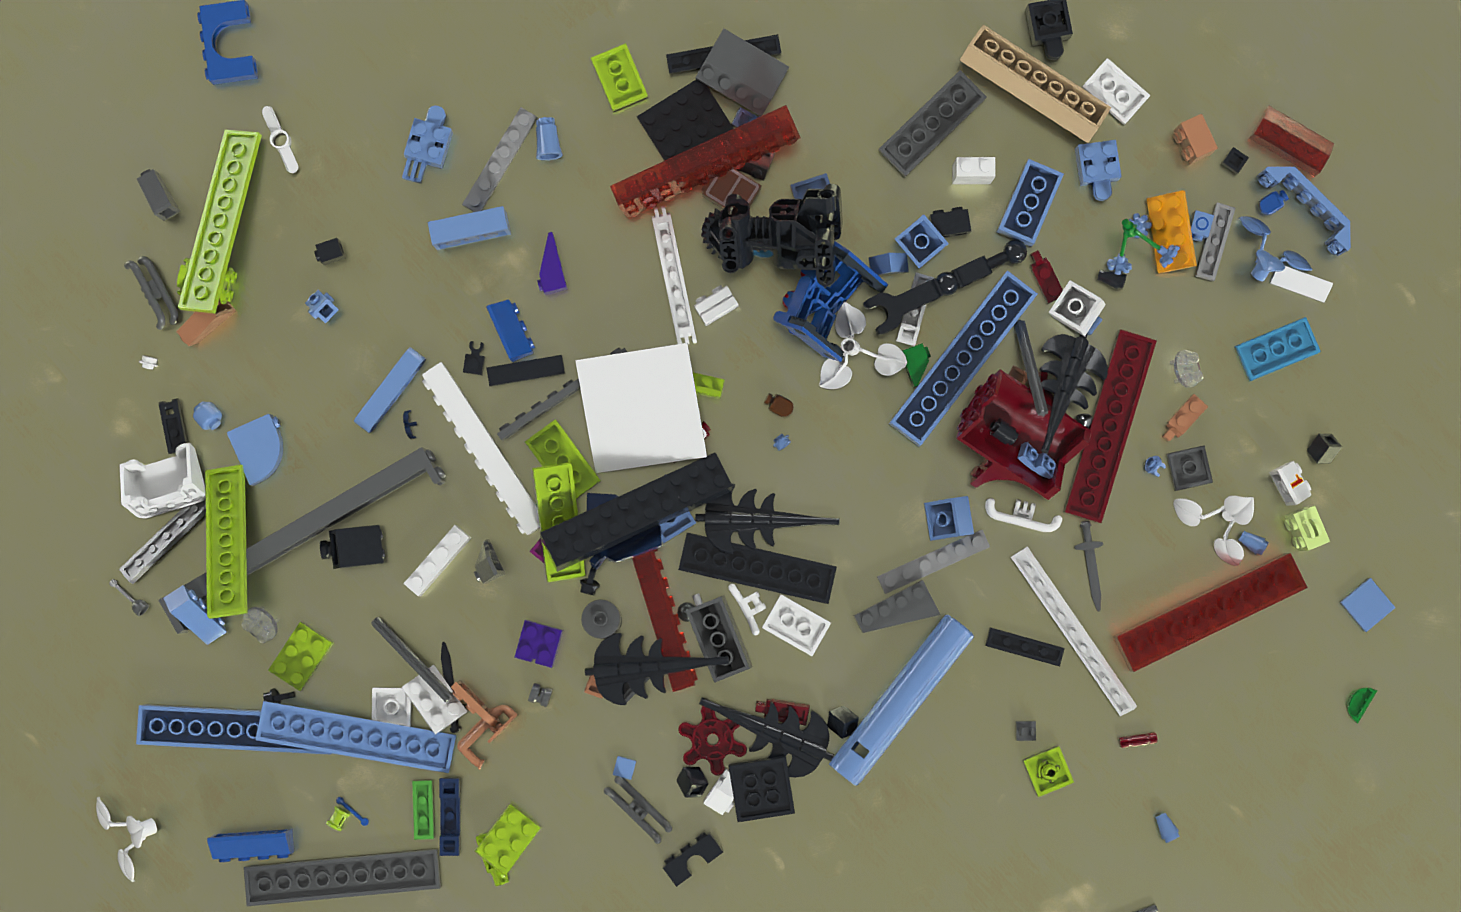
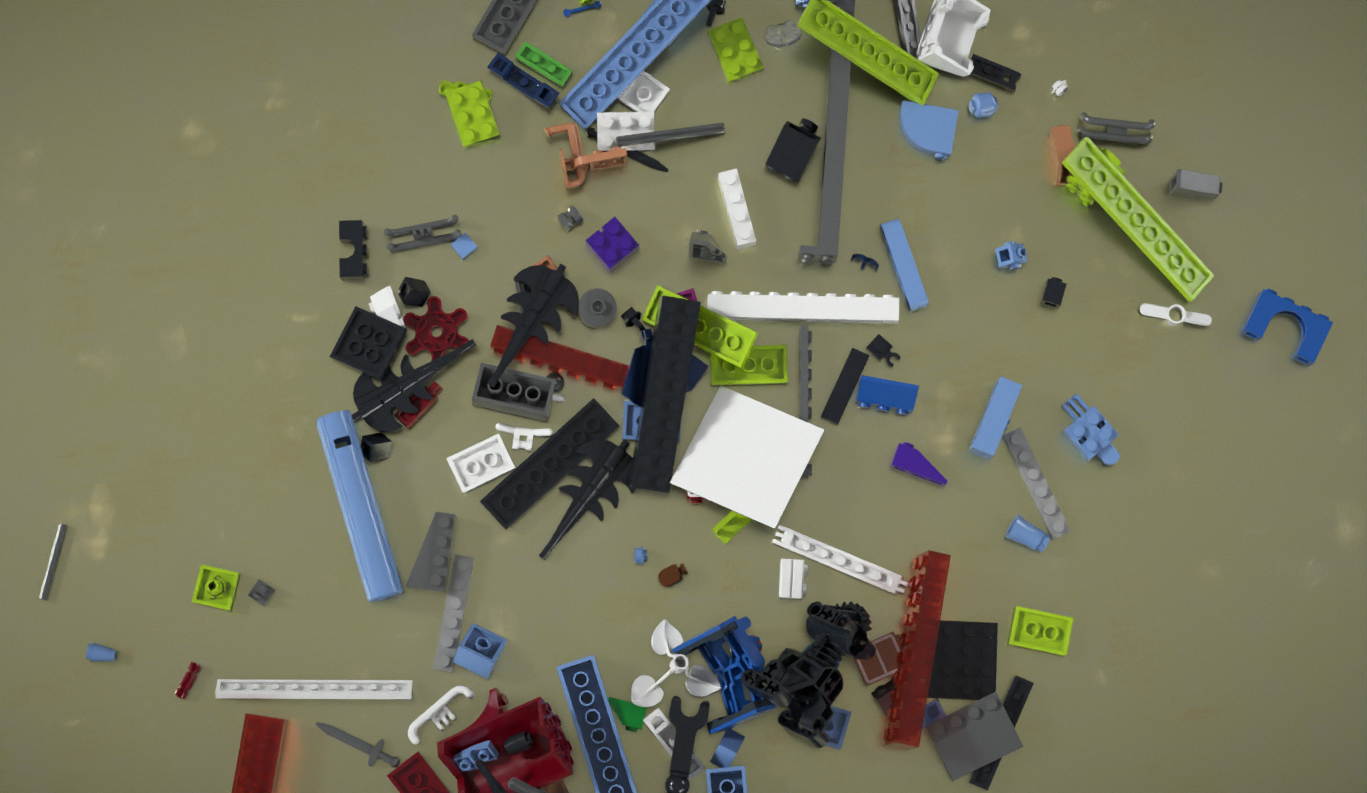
camera: 120 degrees right, 5 degrees down
(1024, 646) = (330, 640): black tile -> none

